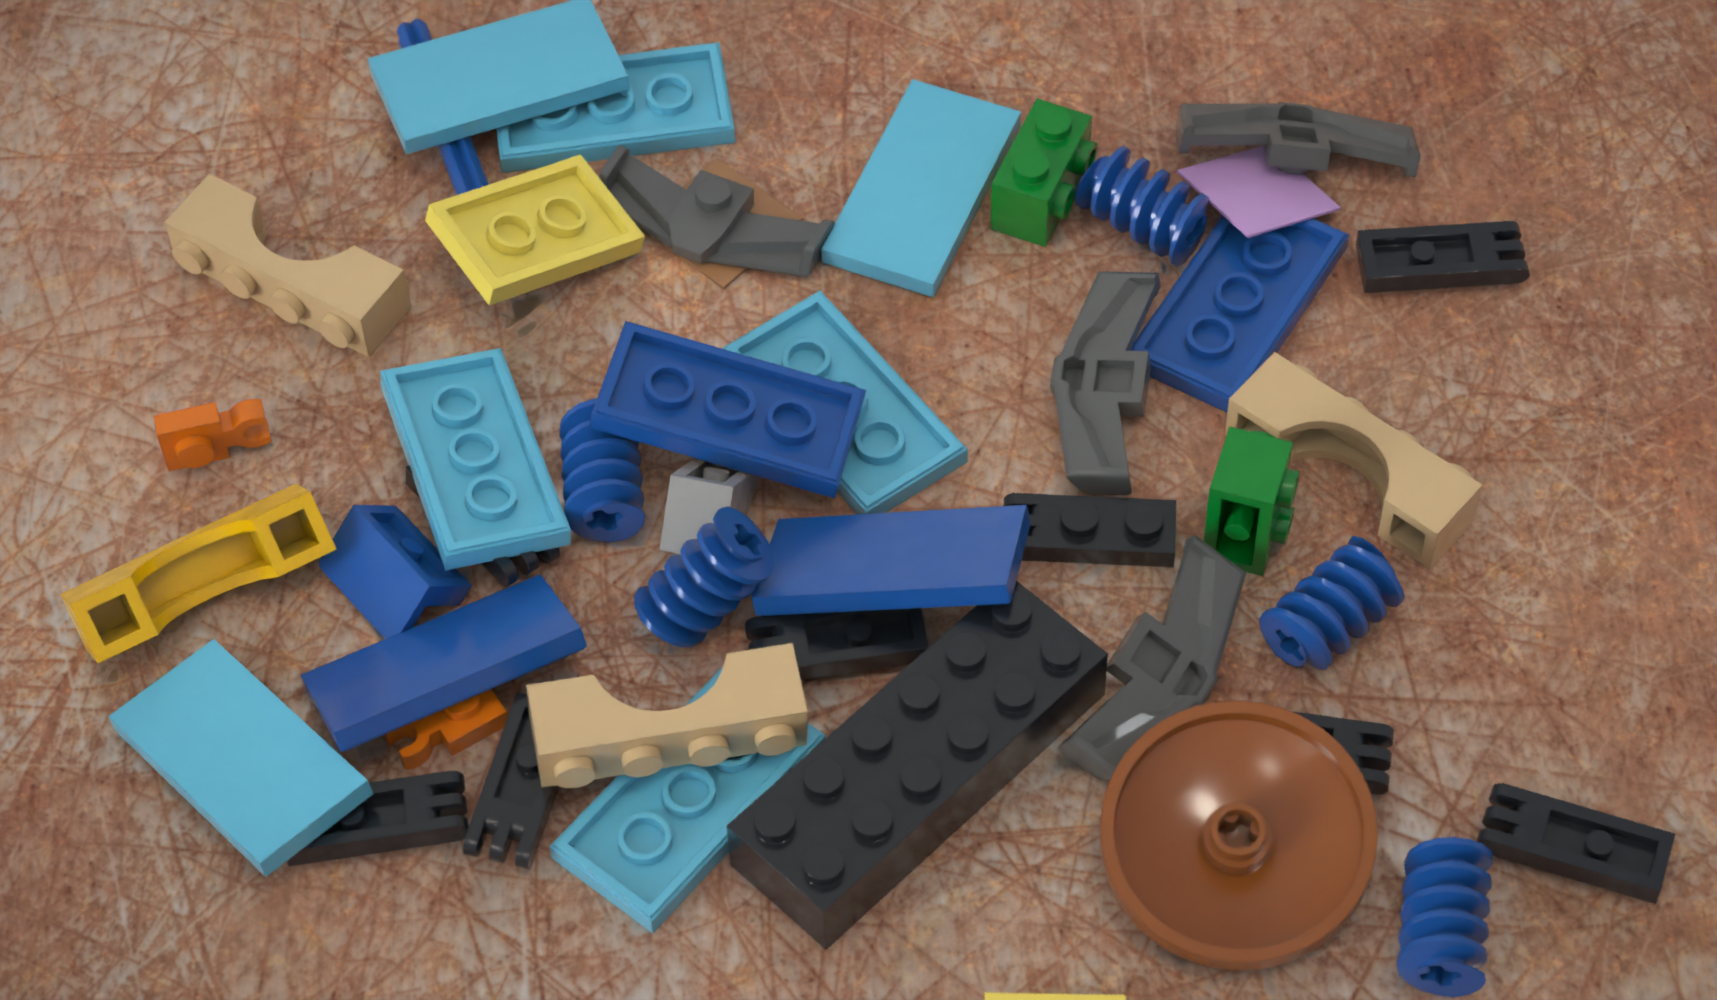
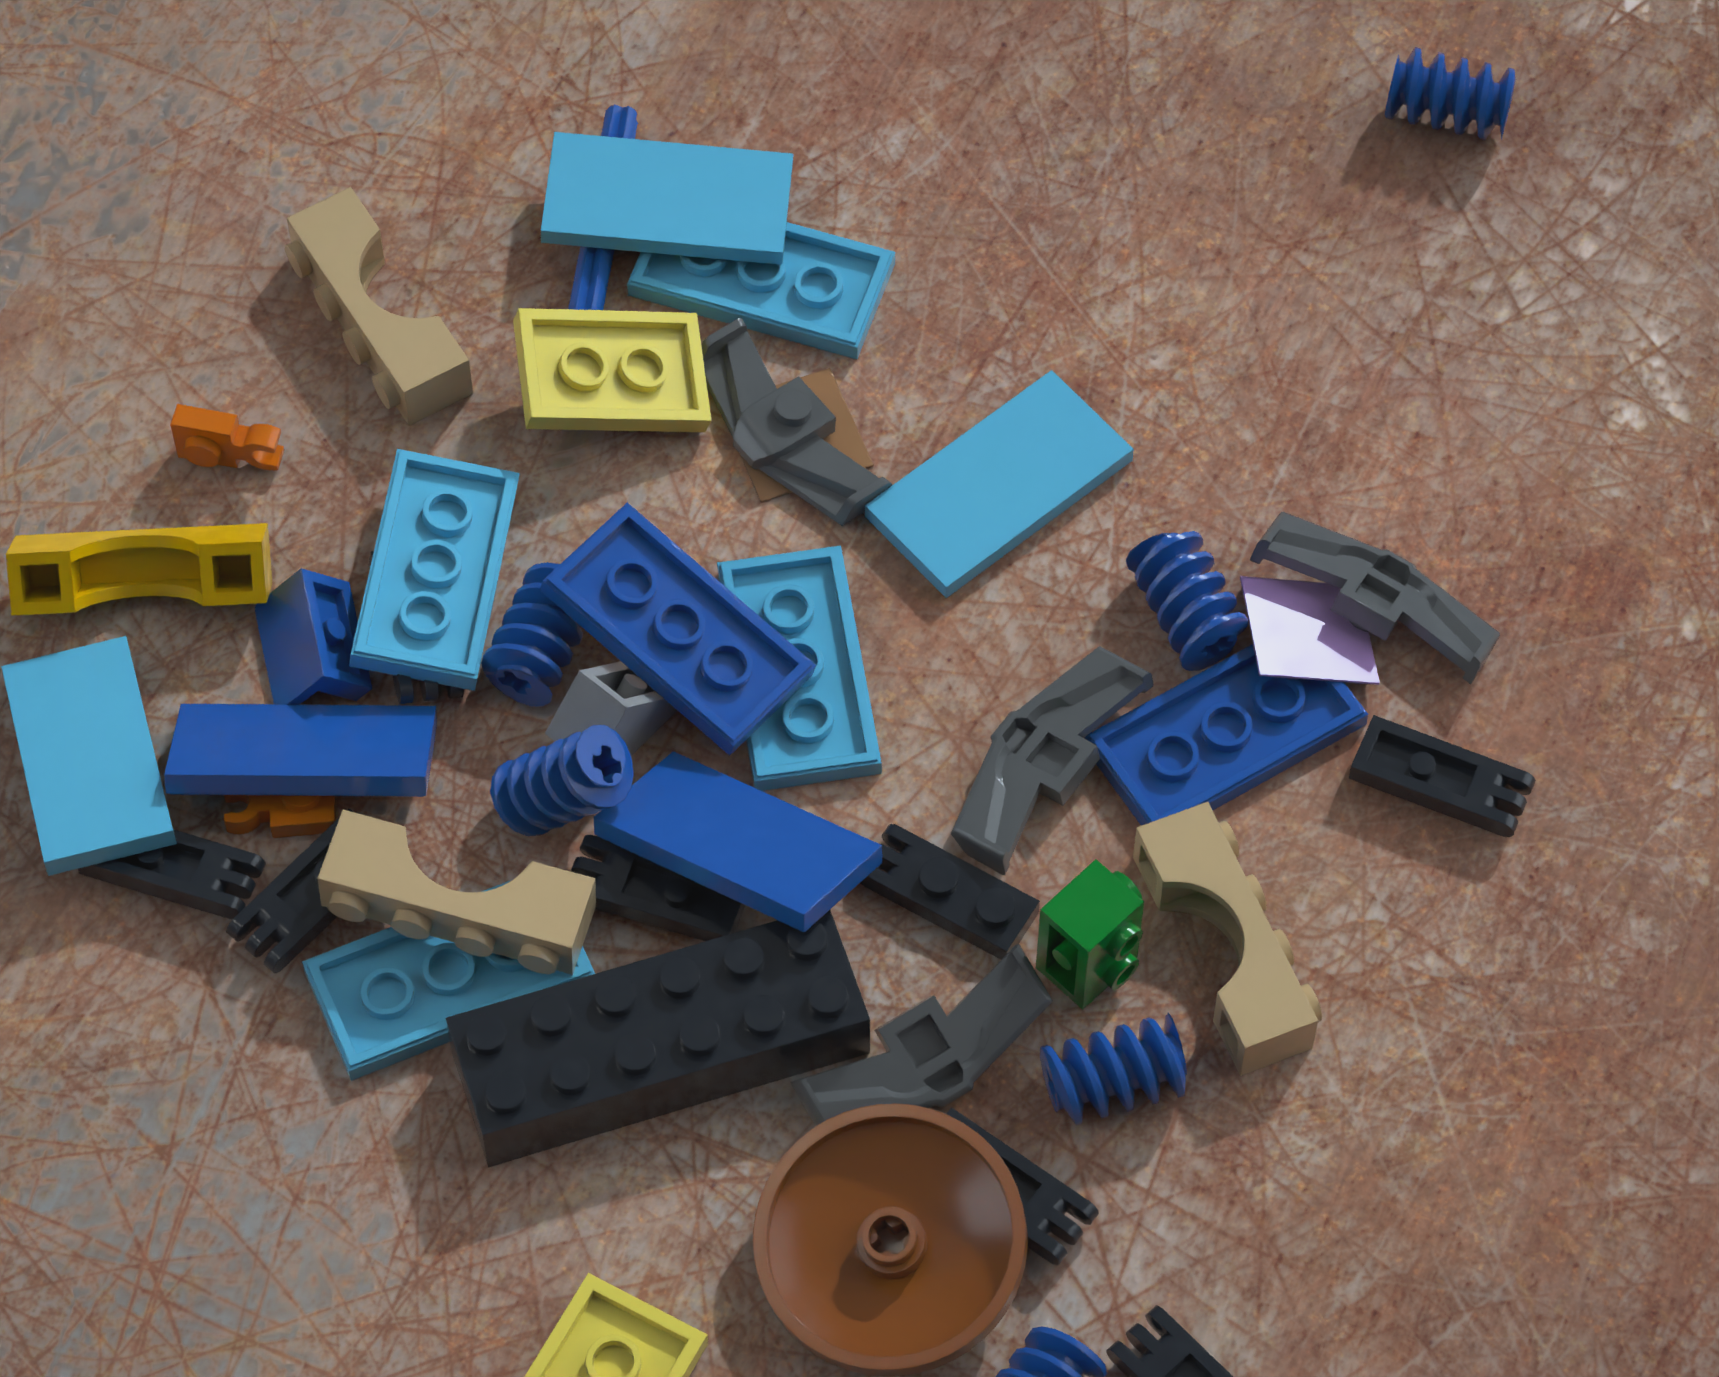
camera: 25 degrees right, 5 degrees up
(1042, 172) = (1107, 518): green brick -> none

